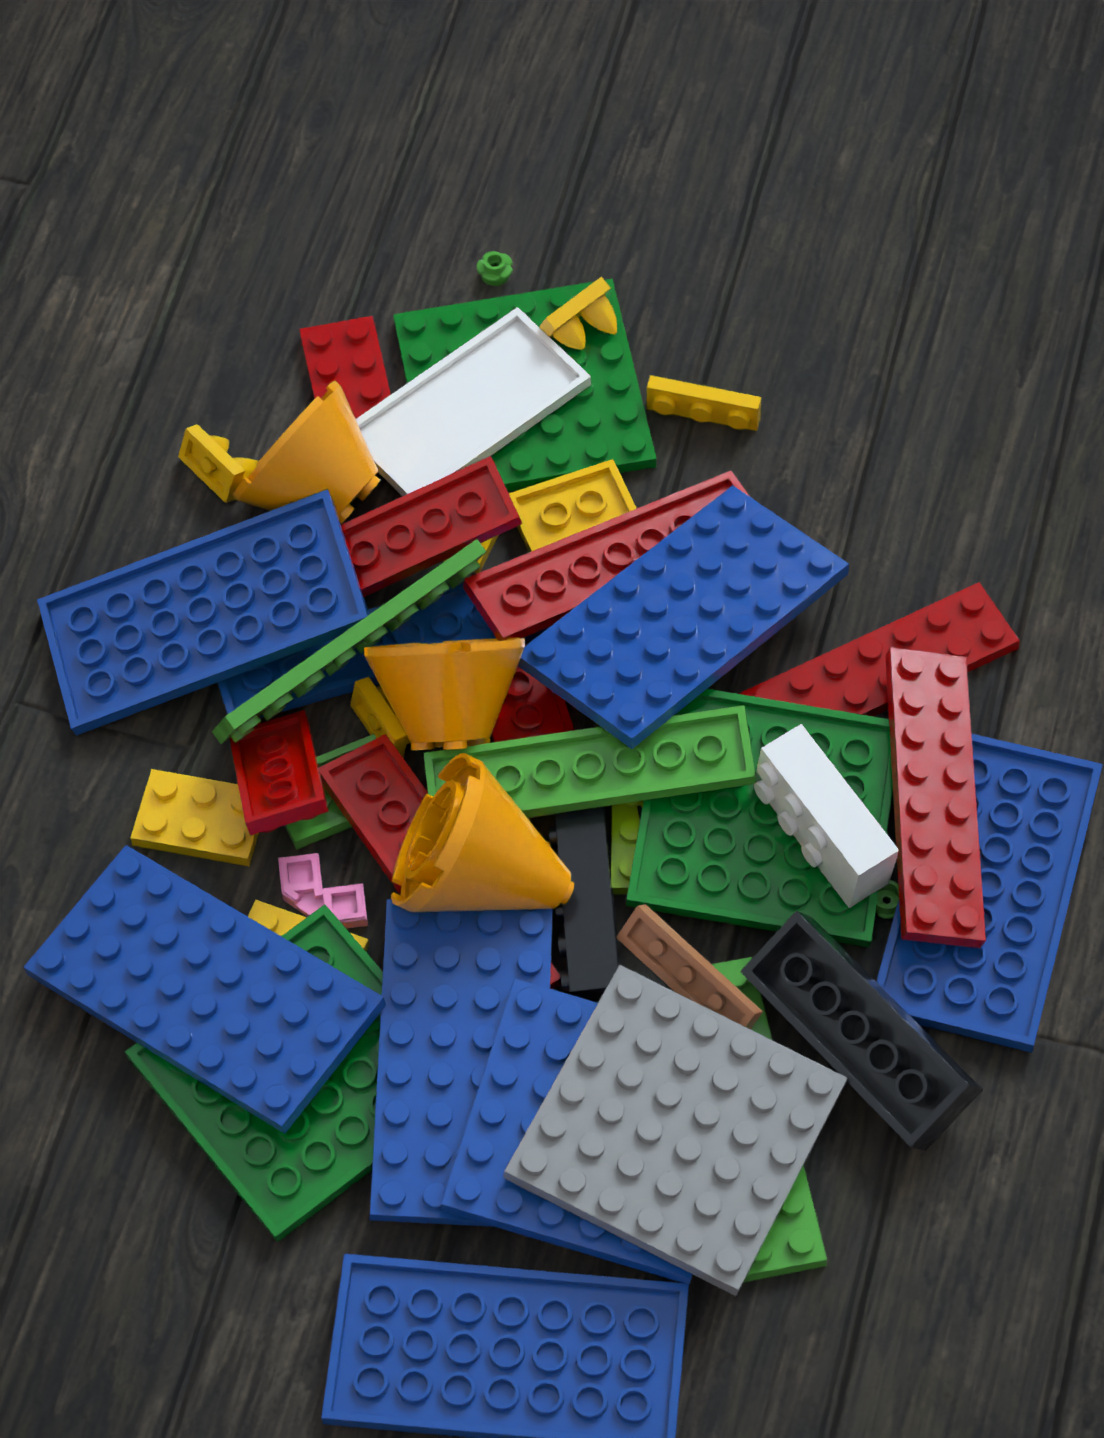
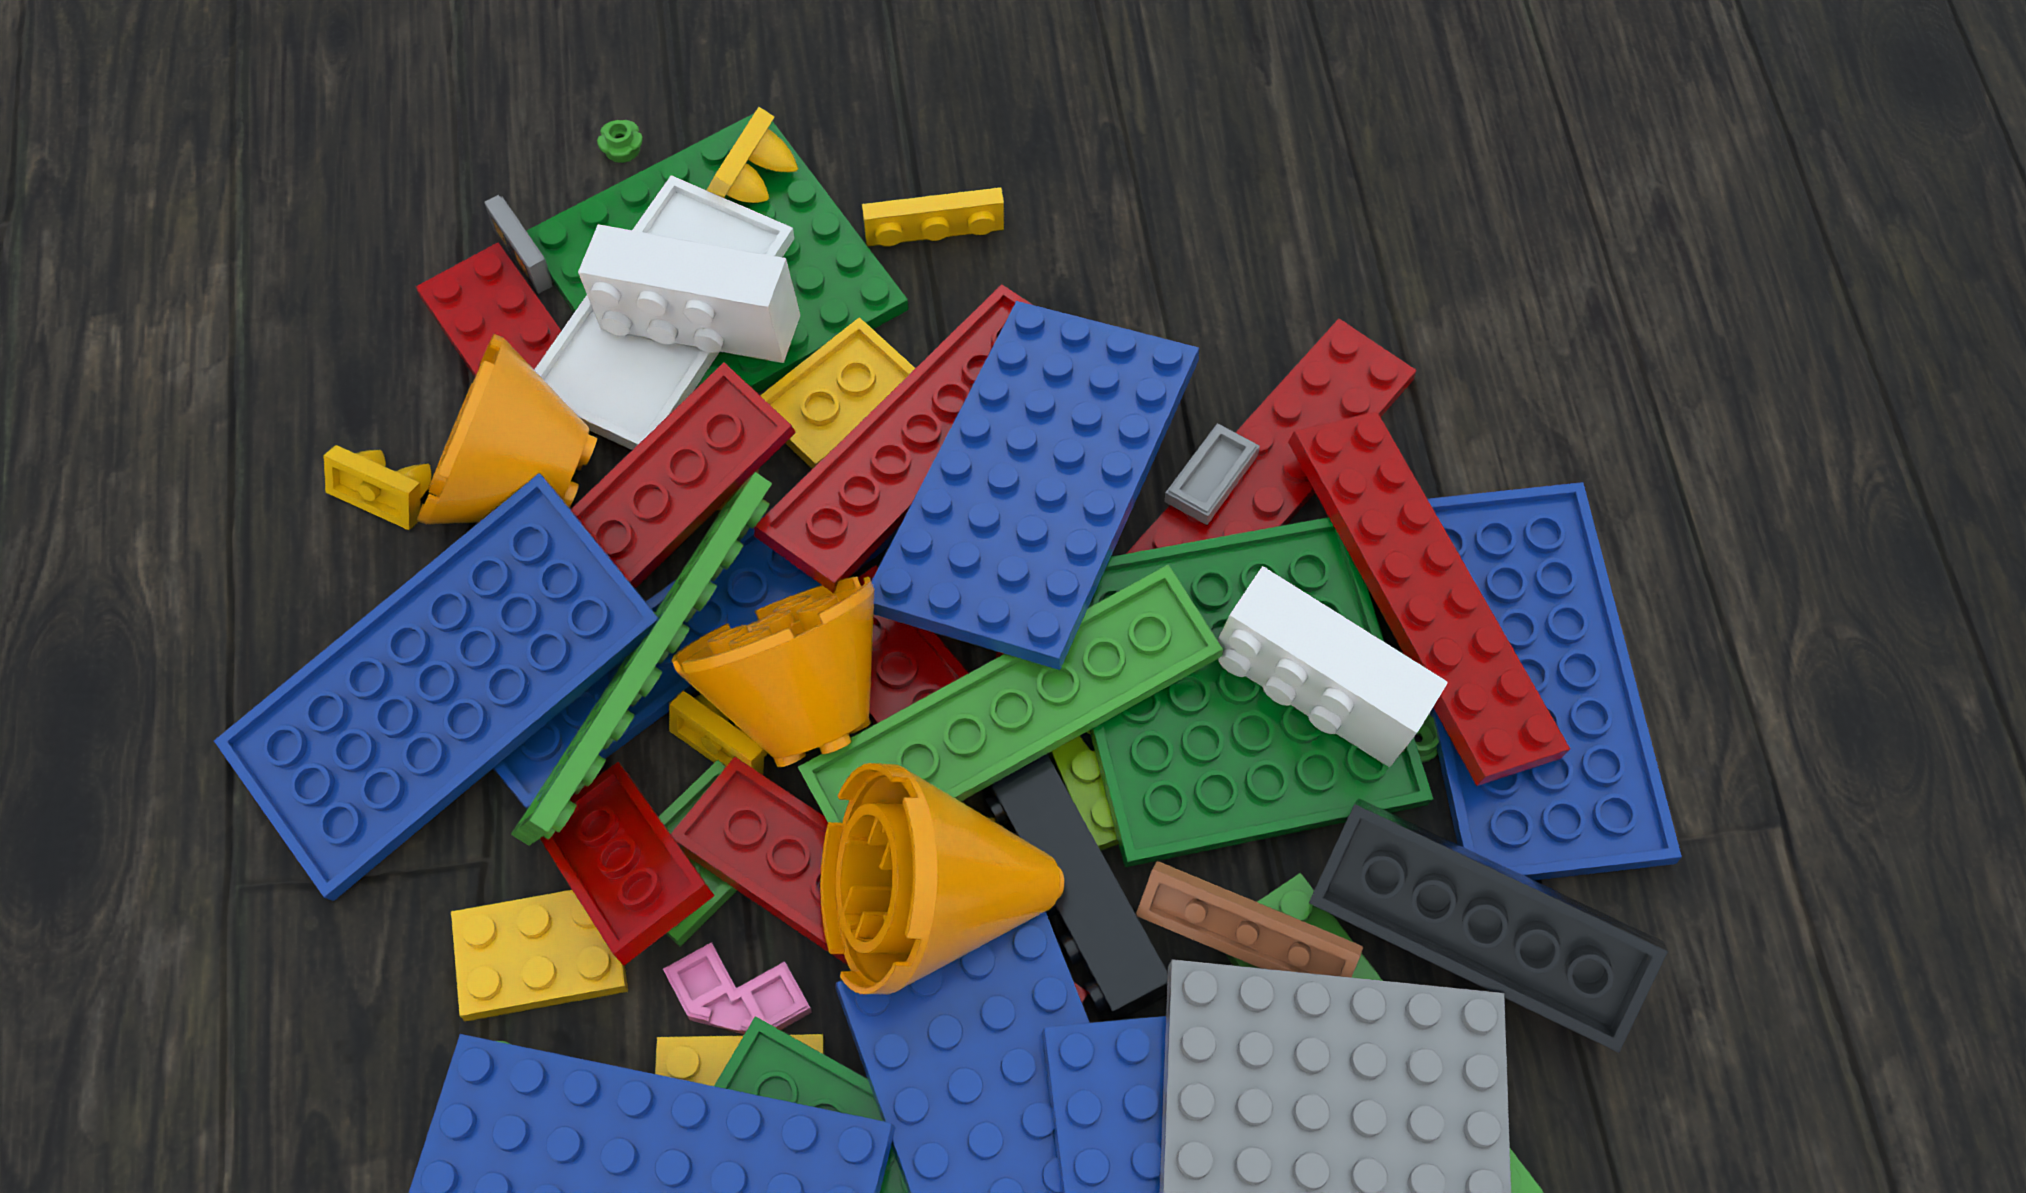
camera: 25 degrees left, 5 degrees up
(386, 322) = (519, 243): none -> light grey tile
(489, 399) = (690, 293): none -> white brick
(821, 660) = (1211, 474): none -> light grey tile

